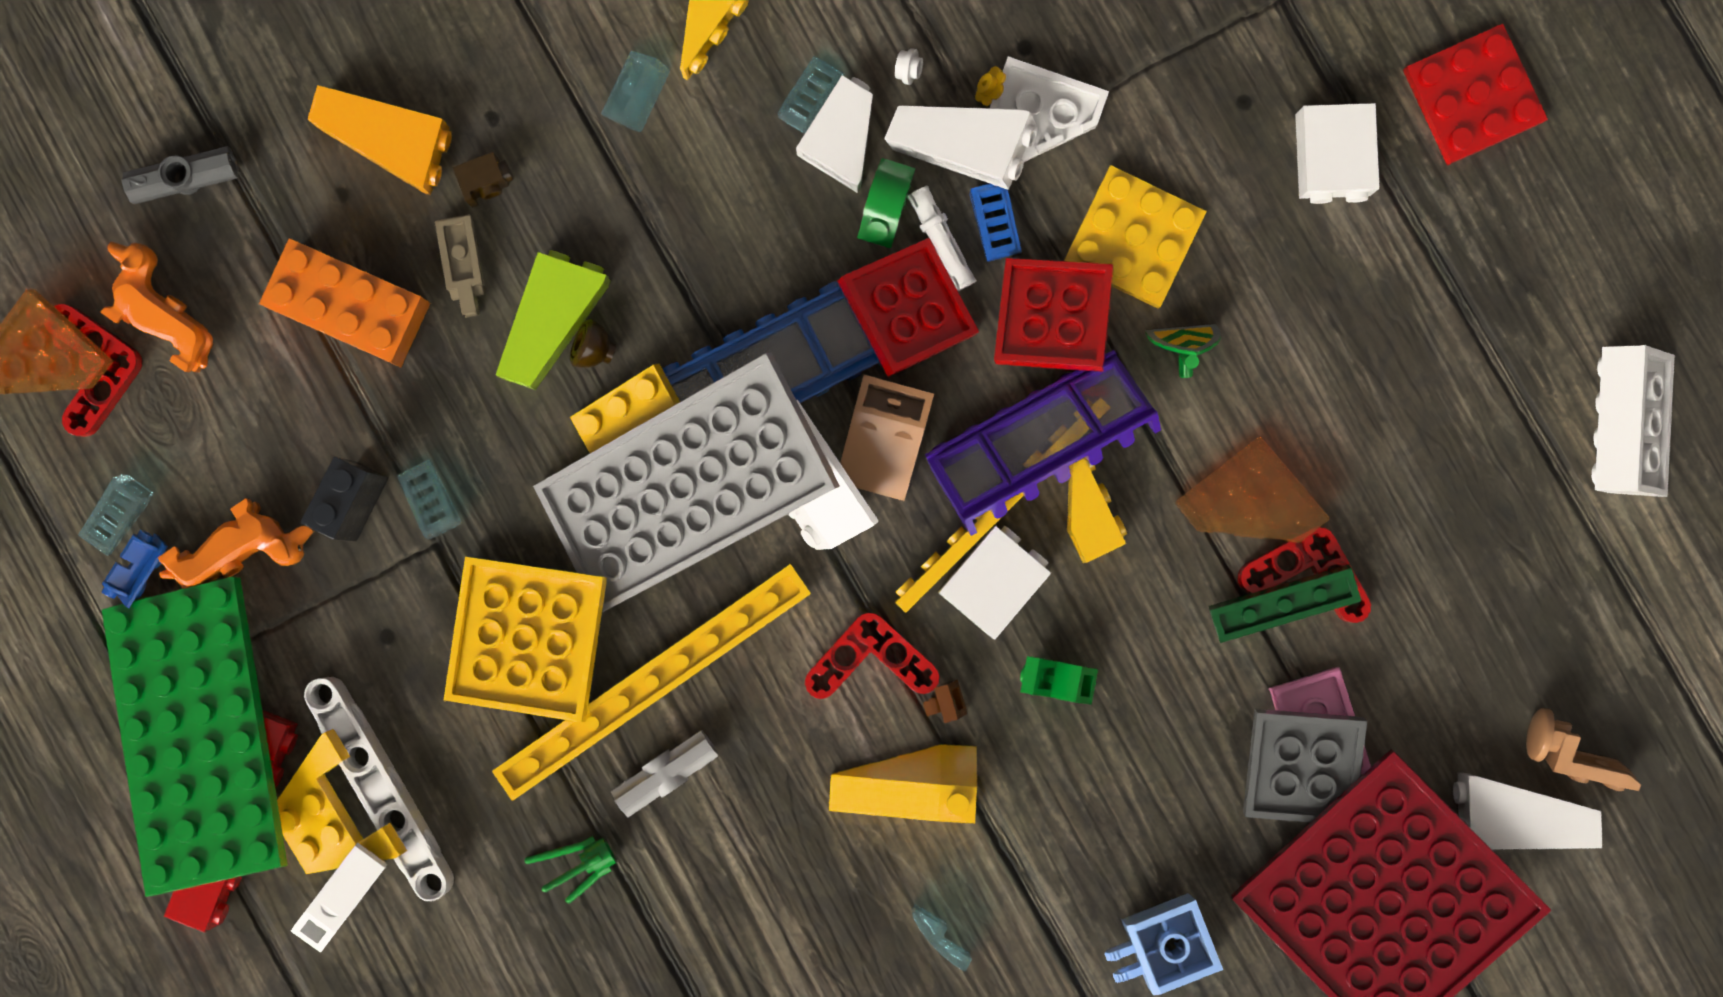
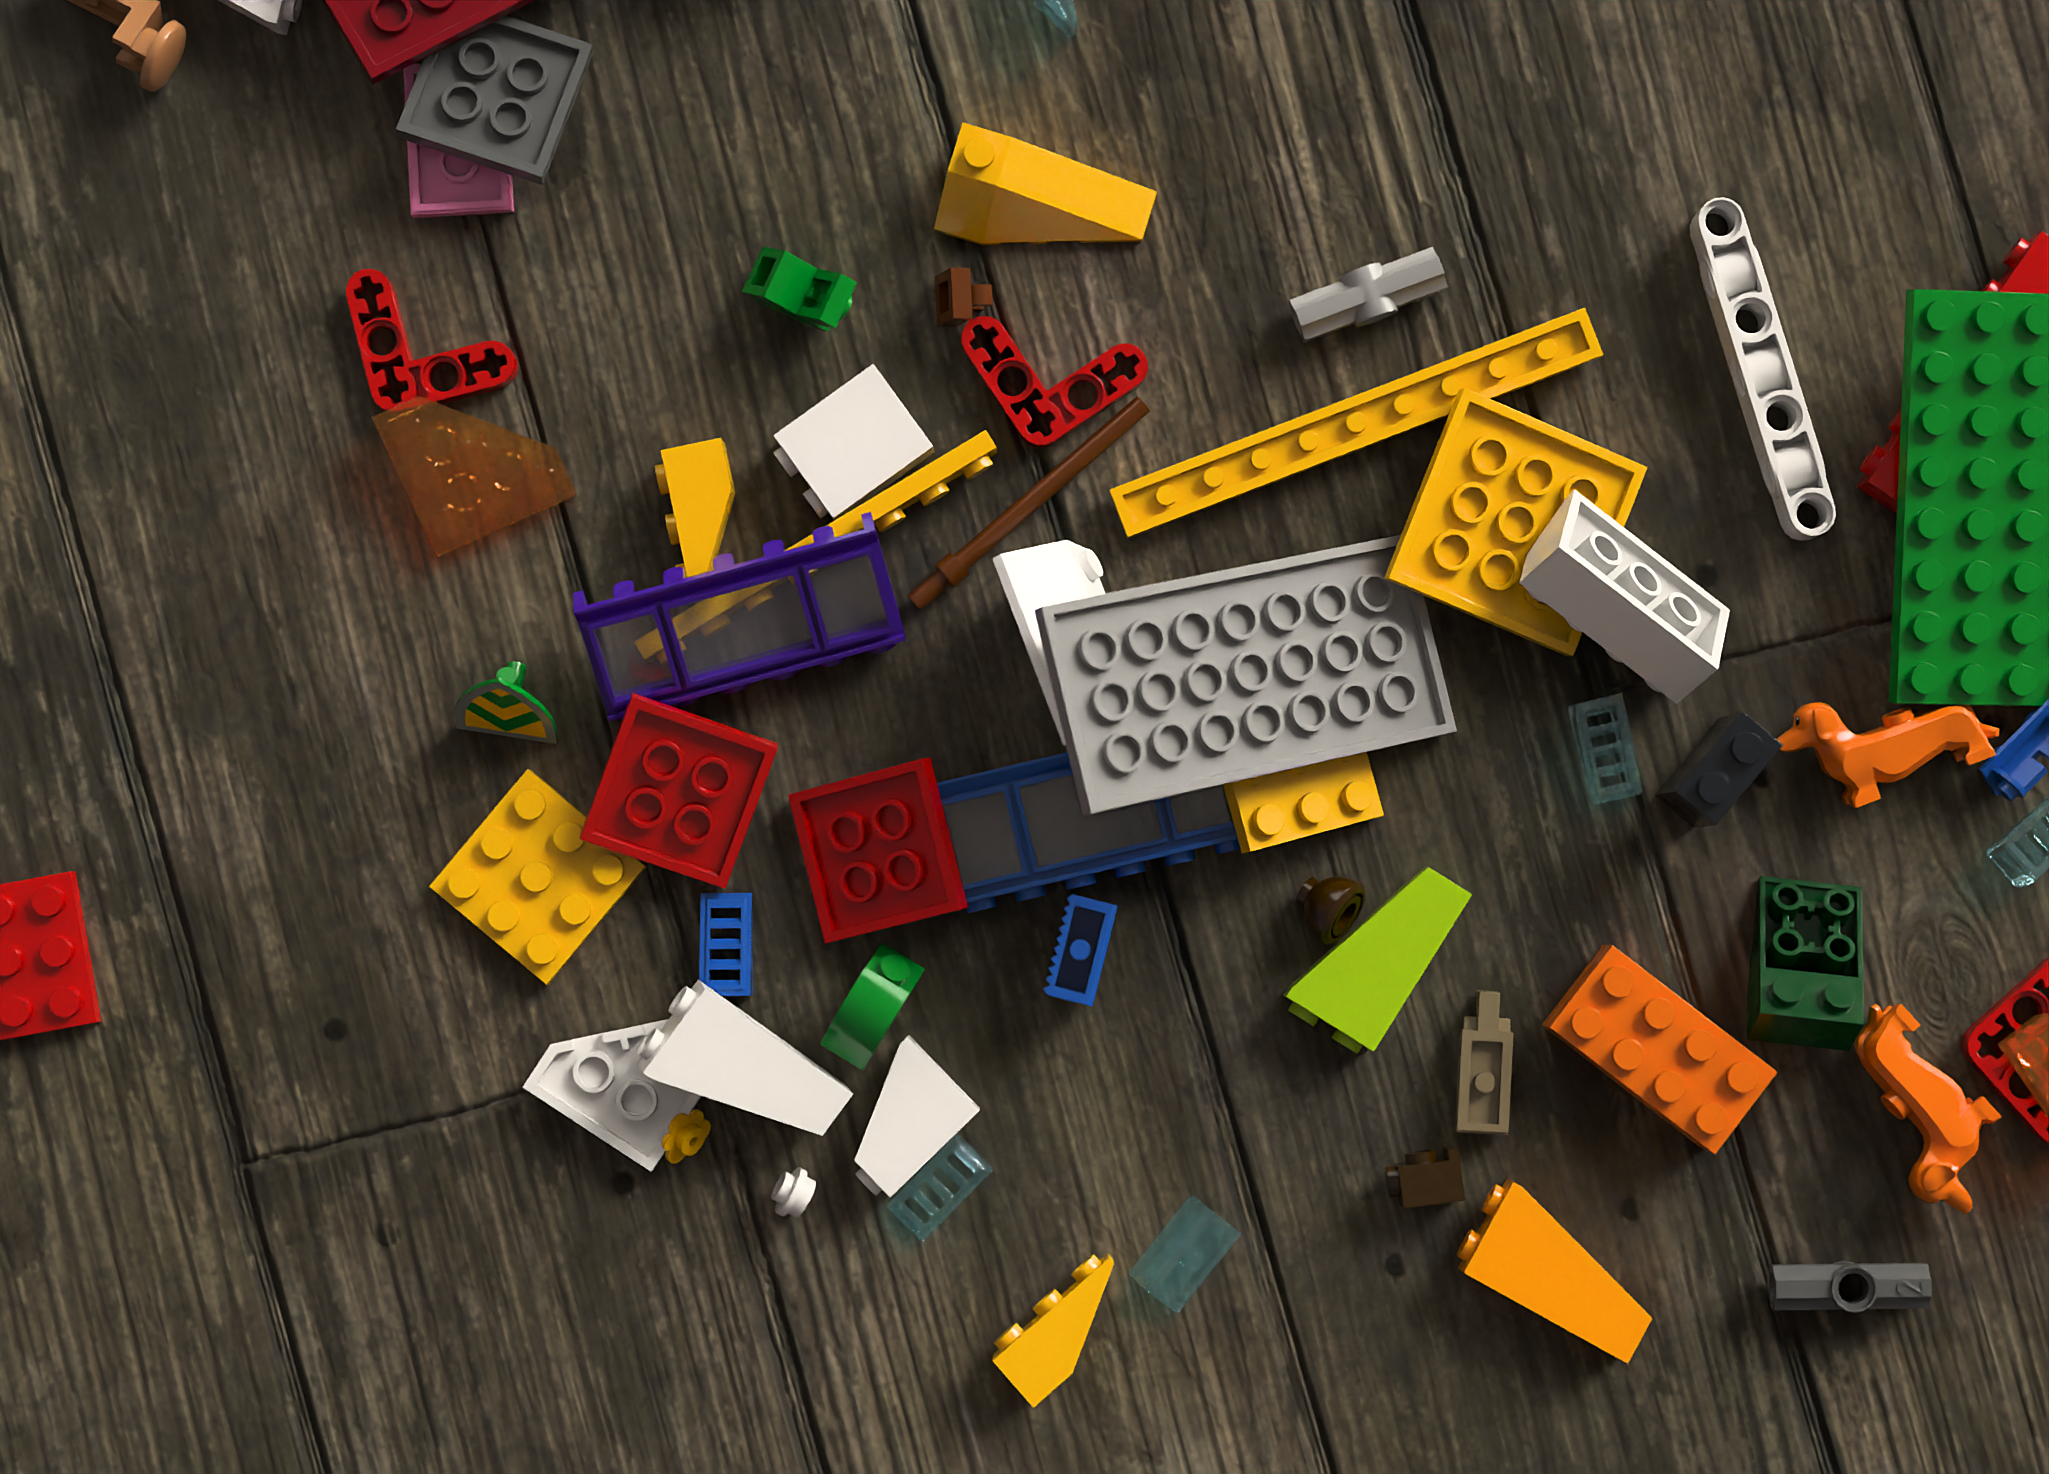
camera: 155 degrees left, 0 degrees up
(257, 385) = (1806, 964): none -> dark green slope
(317, 821) = (1854, 338): yellow wing -> none
(339, 897) = (1848, 231): white slope -> none
(436, 604) = (1626, 598): none -> white slope
(596, 857) = (1489, 202): green plant -> none
(754, 273) = (1080, 950): none -> blue brick
(885, 436) = (954, 678): medium nougat slope -> none
(904, 514) = (953, 568): none -> reddish brown bar
(938, 232) = (807, 938): white pin -> none
(1285, 603) = (464, 317): dark green plate -> none
(1337, 152) = (226, 923): white brick -> none

